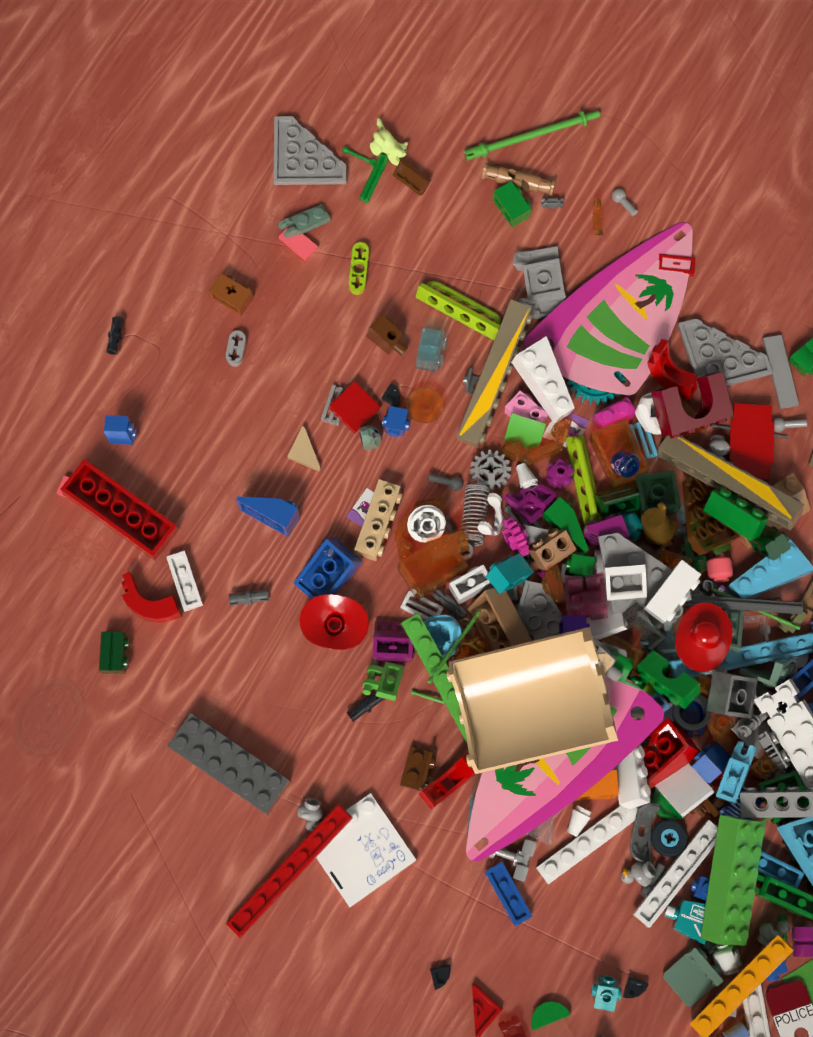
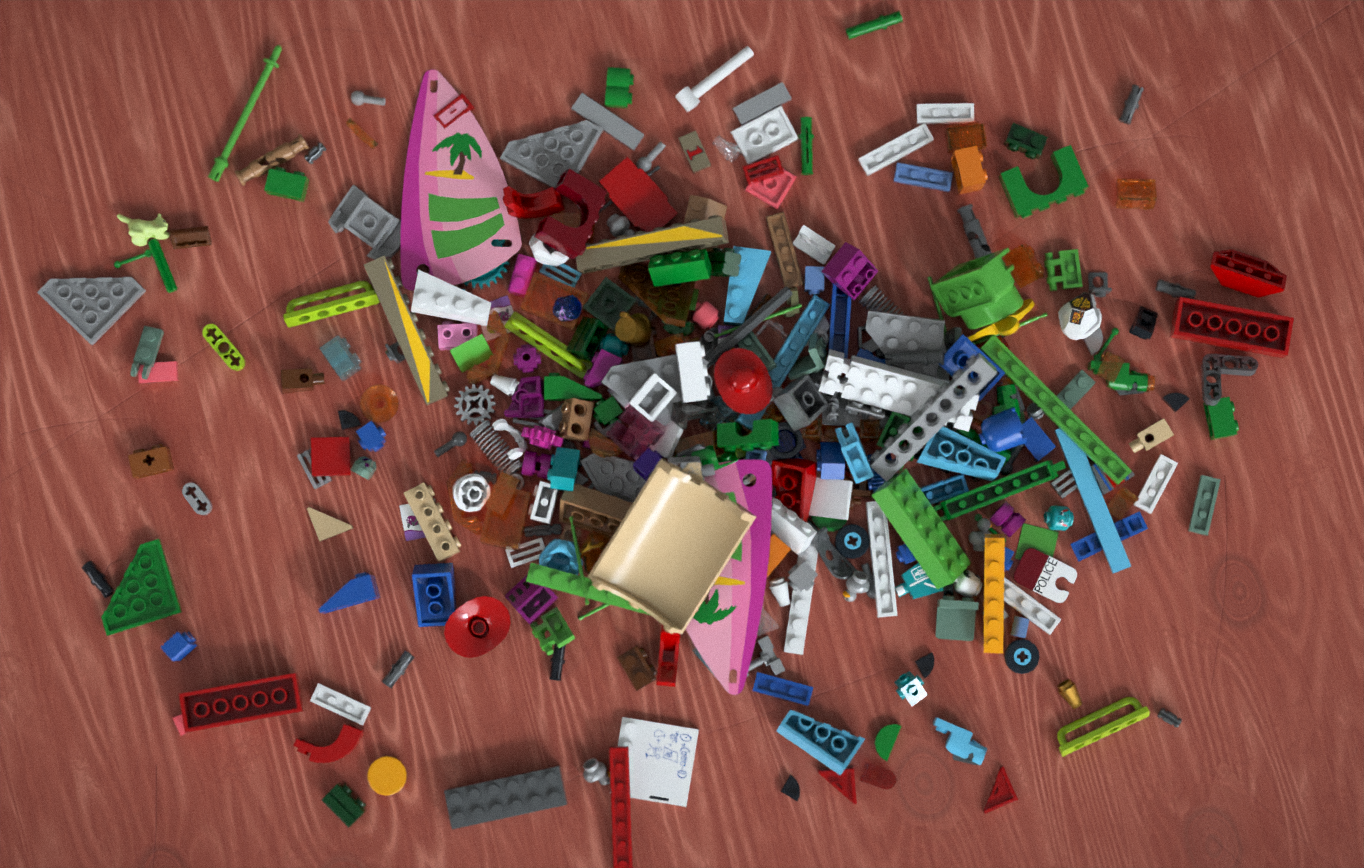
camera: 45 degrees left, 10 degrees up
(135, 374) = (144, 592): none -> green plate
(163, 663) = (387, 775): none -> light orange tile
(489, 547) = (530, 464): none -> magenta wheel
(498, 962) = (820, 740): none -> medium azure wedge
(605, 824) = (801, 577): none -> light grey brick

